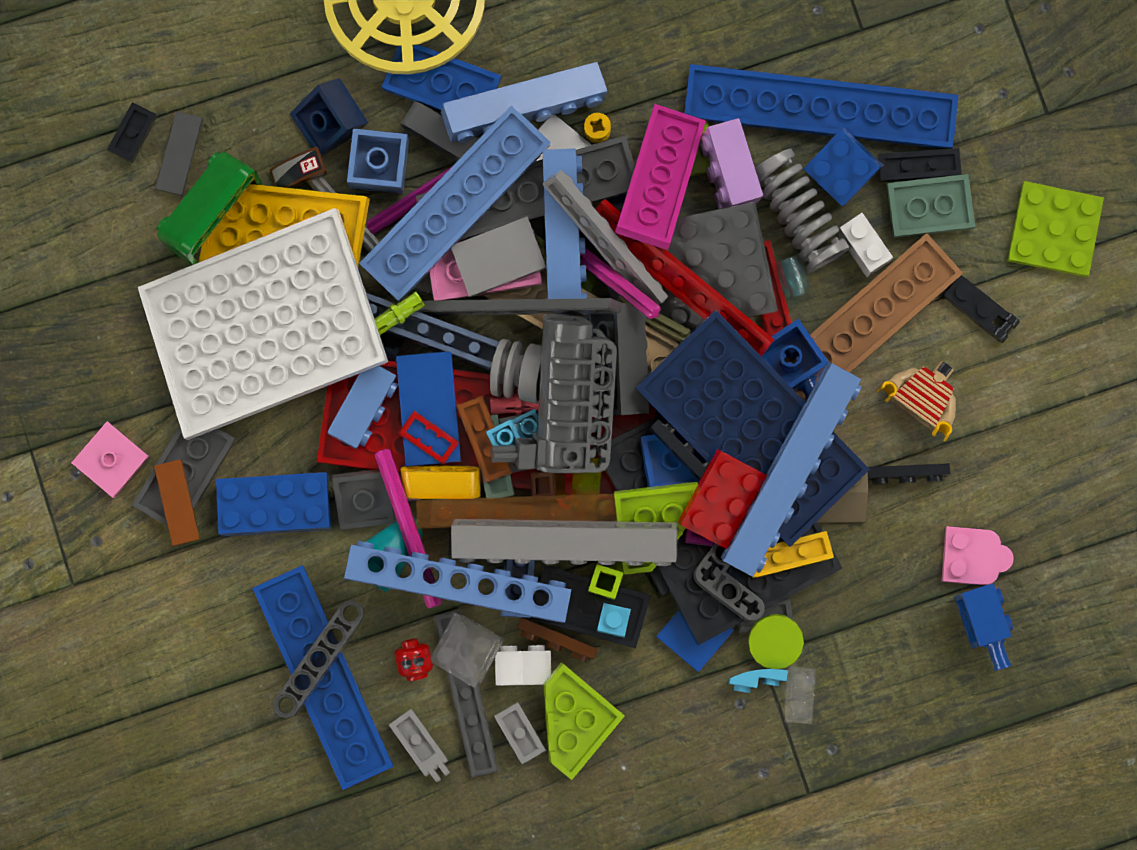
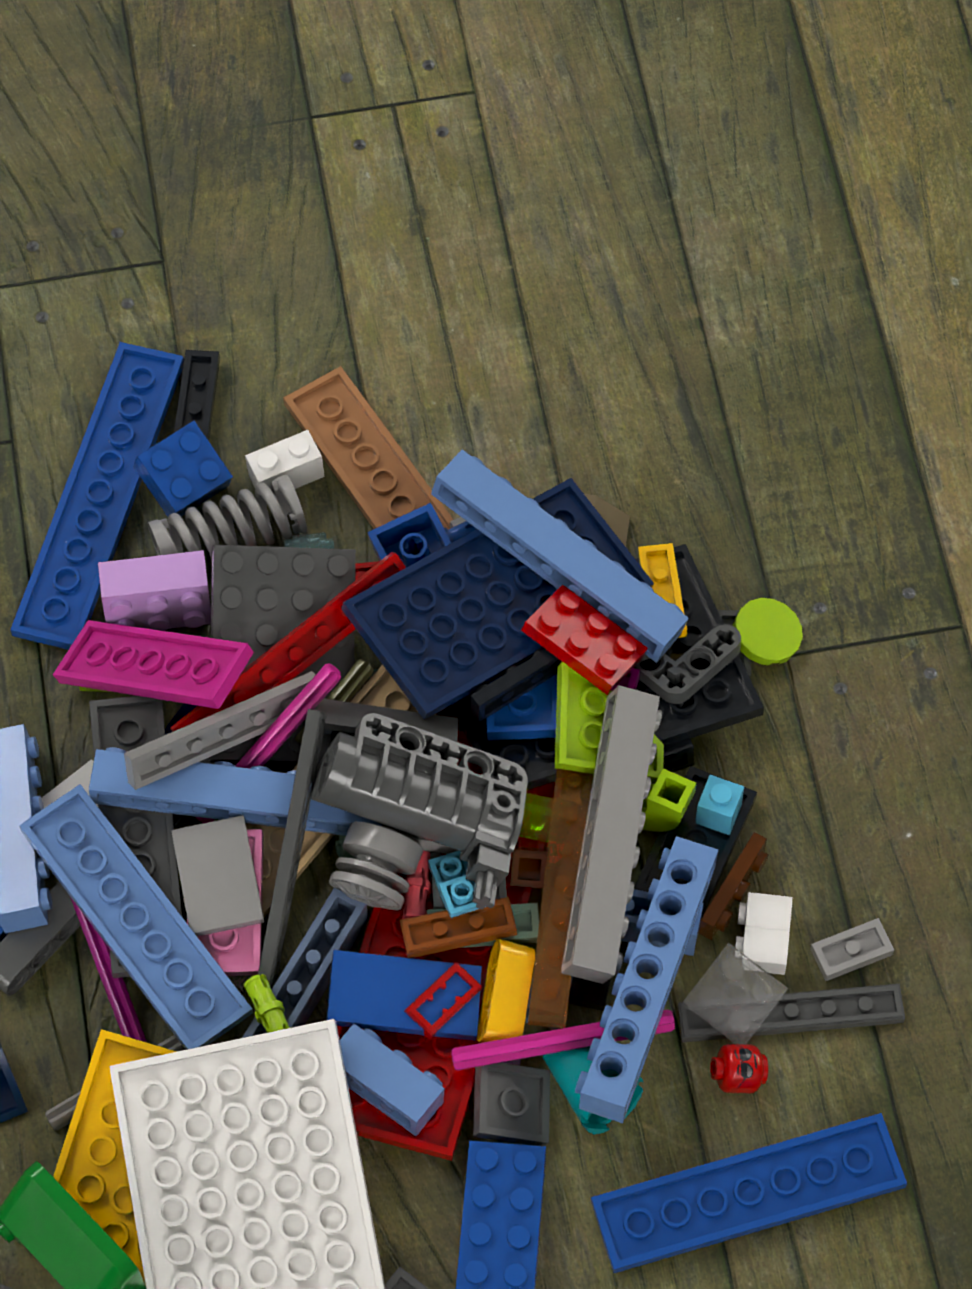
camera: 80 degrees left, 20 degrees down
(298, 169) = (39, 1130): slope -> none
(307, 667) = (731, 1201): dark grey beam -> none
(378, 161) = (52, 1023): medium blue brick -> none
(420, 744) = (854, 1077): light grey hinge -> none
(575, 720) = (844, 875): lime plate -> none
(595, 133) = (67, 760): yellow wheel -> none
(680, 640) = (754, 738): blue tile -> none
(748, 680) = (813, 671): medium azure slope -> none
(799, 695) = (838, 617): clear plate -> none
(908, 473) = (578, 457): black plate -> none
(924, 396) = (489, 422): torso -> none
(930, 206) = (250, 392): sand green plate -> none
(974, 556) = (689, 406): bright pink plate -> none
(980, 308) = (388, 357): black plate -> none
(986, 621) = (771, 394): blue brick -> none
(1055, 229) = (305, 269): lime plate -> none

